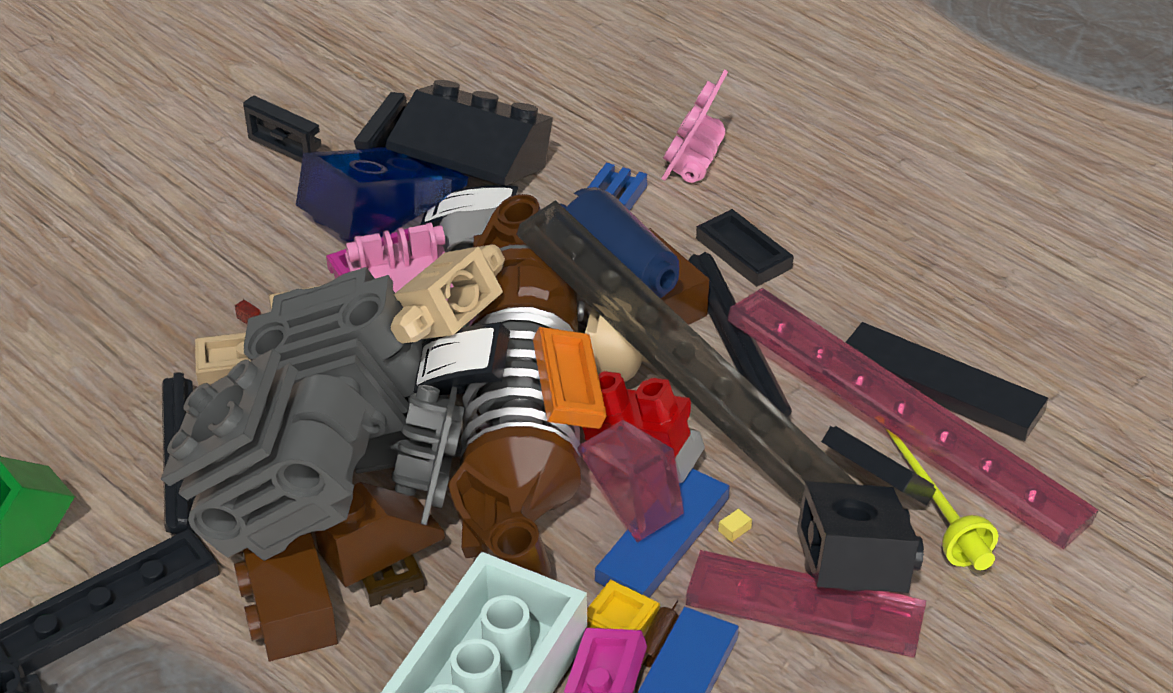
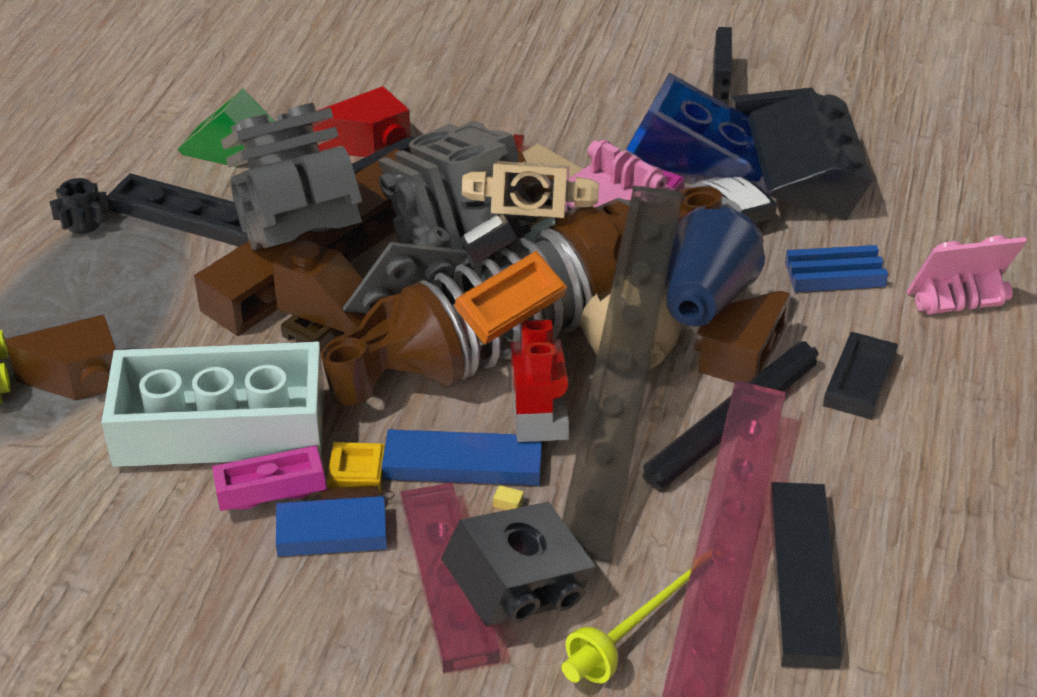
camera: 60 degrees right, 0 degrees up
(112, 402) = (367, 123): none -> red slope
(636, 477) = (467, 398): clear pink slope -> none
(879, 464) = (631, 556): black tile -> none

